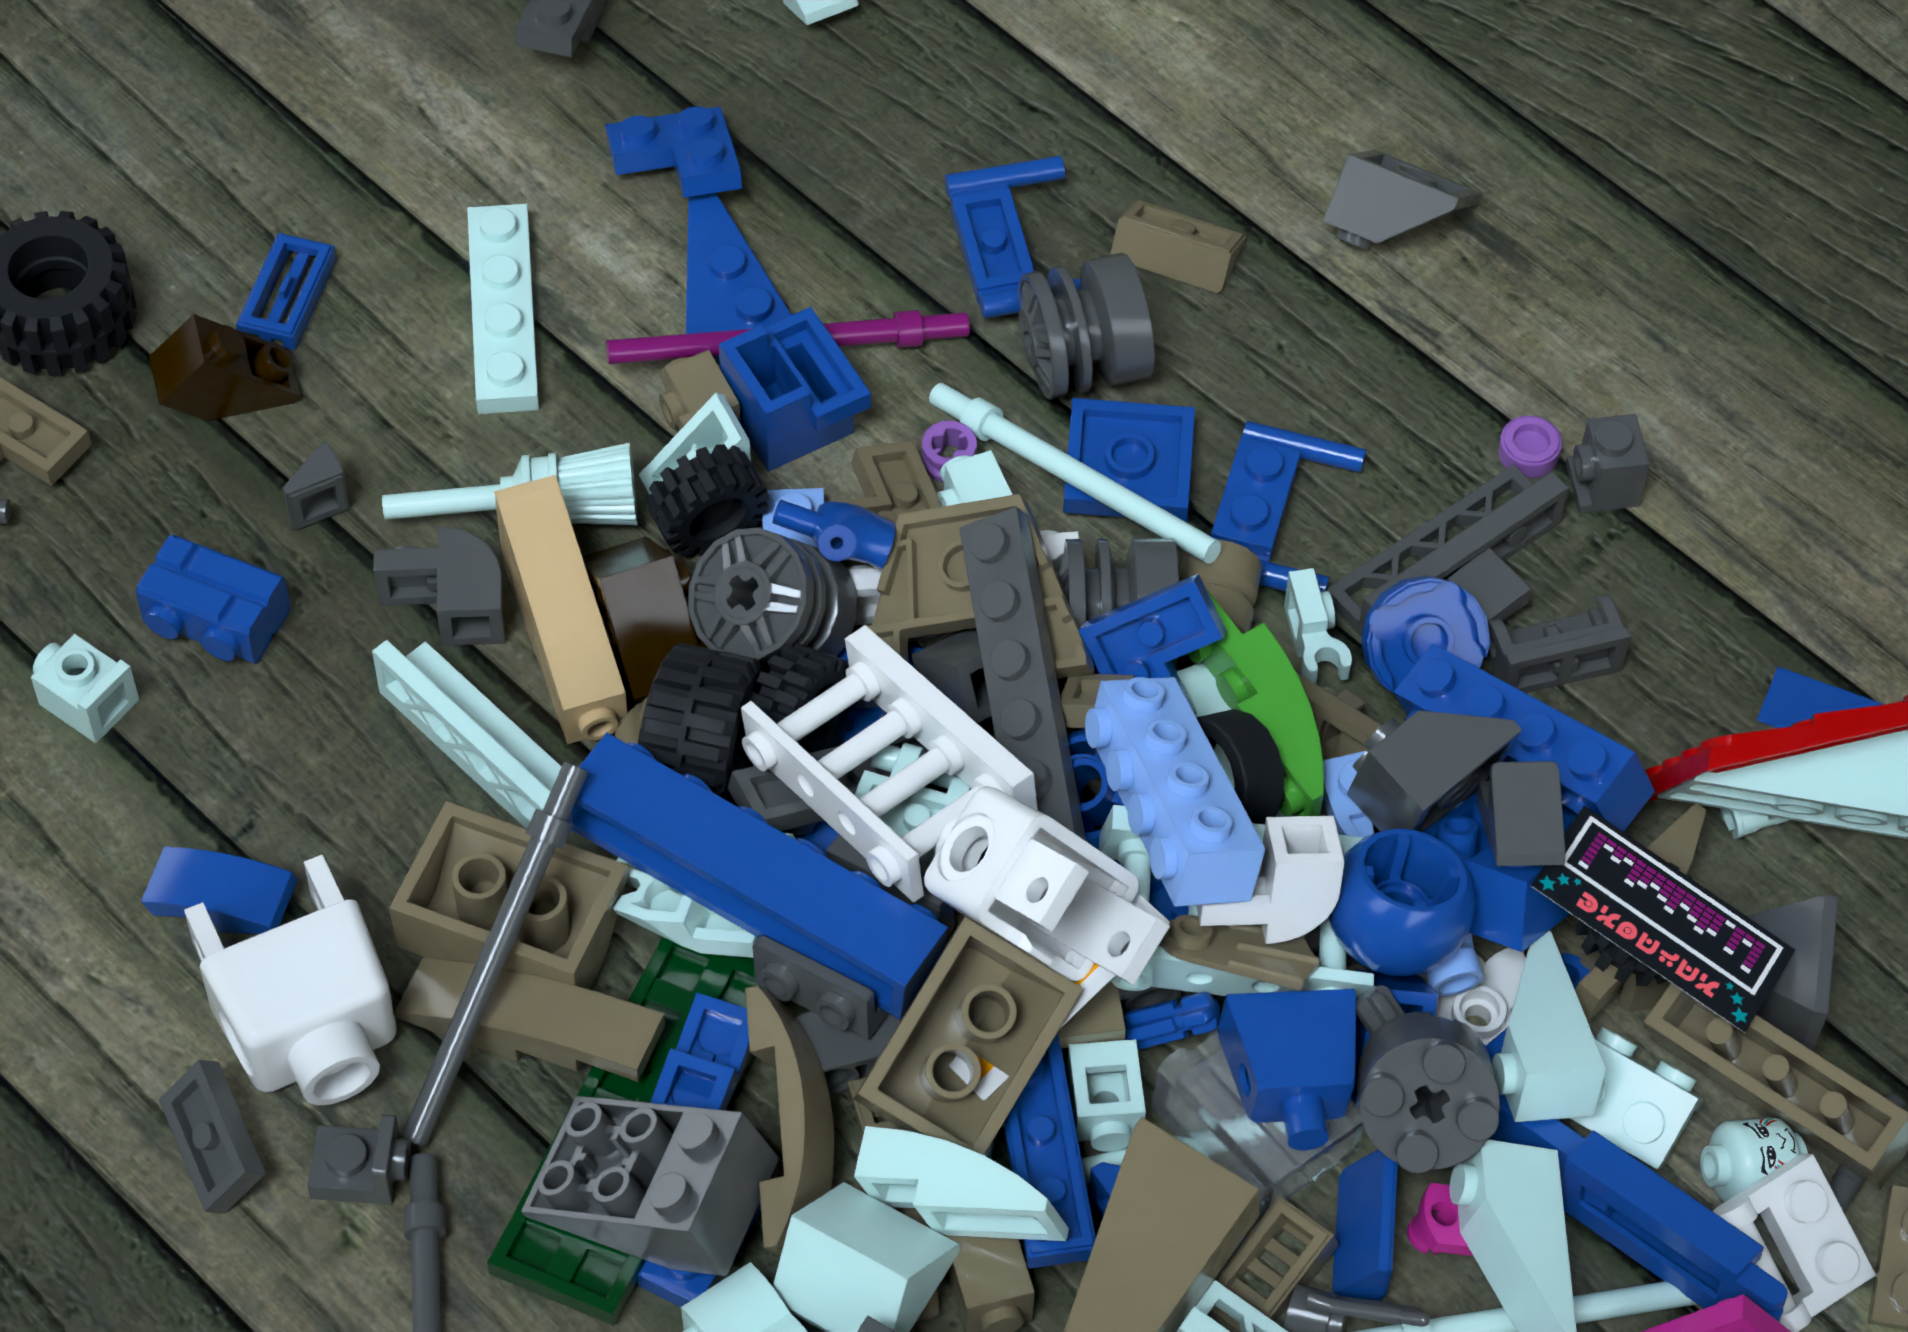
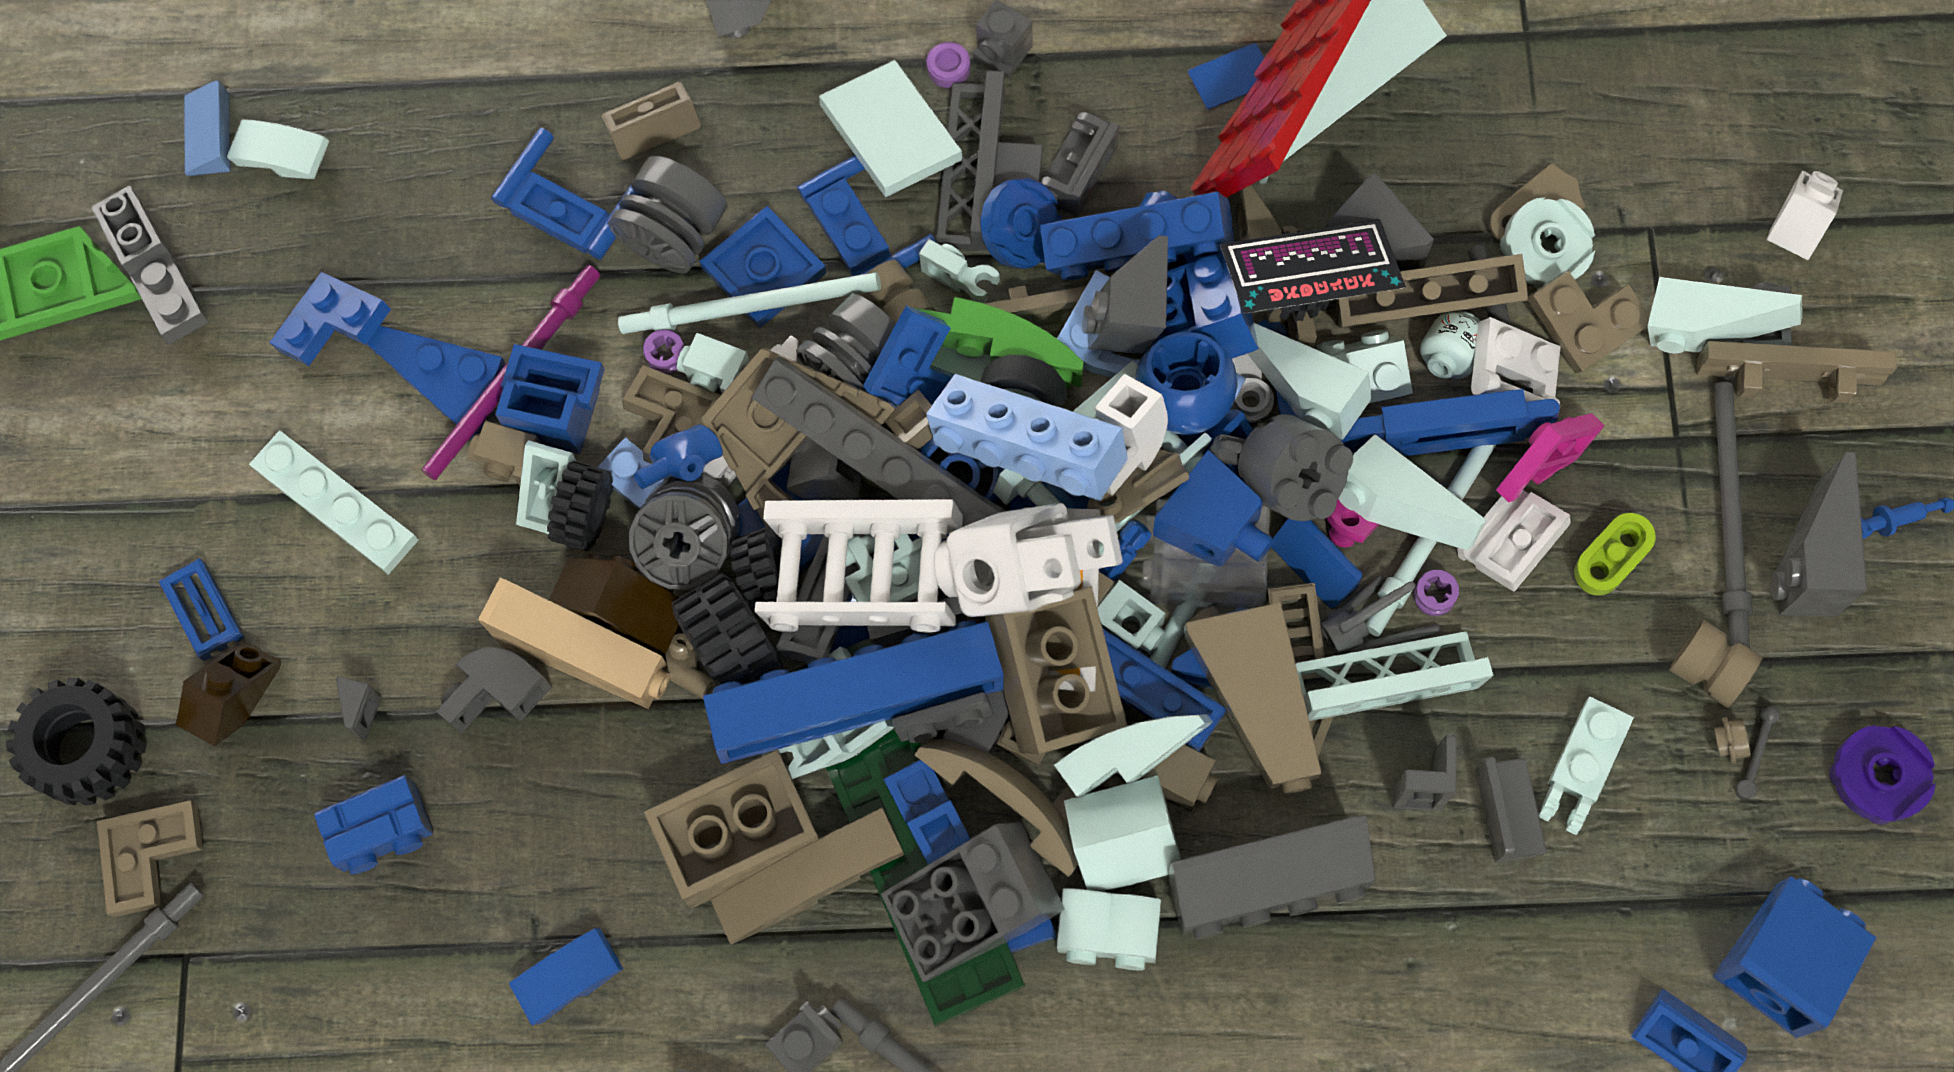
camera: 40 degrees left, 15 degrees up
(83, 686) = (375, 948): light aqua brick -> none
(302, 996) = (687, 990): white piece -> none
(467, 728) = (608, 753): light aqua fence -> none
(548, 830) = (734, 781): dark grey bar -> none
(594, 486) = (505, 554): light aqua piece -> none
(1399, 446) = (890, 128): none -> light aqua tile
(1523, 813) = (1206, 280): dark grey slope -> none

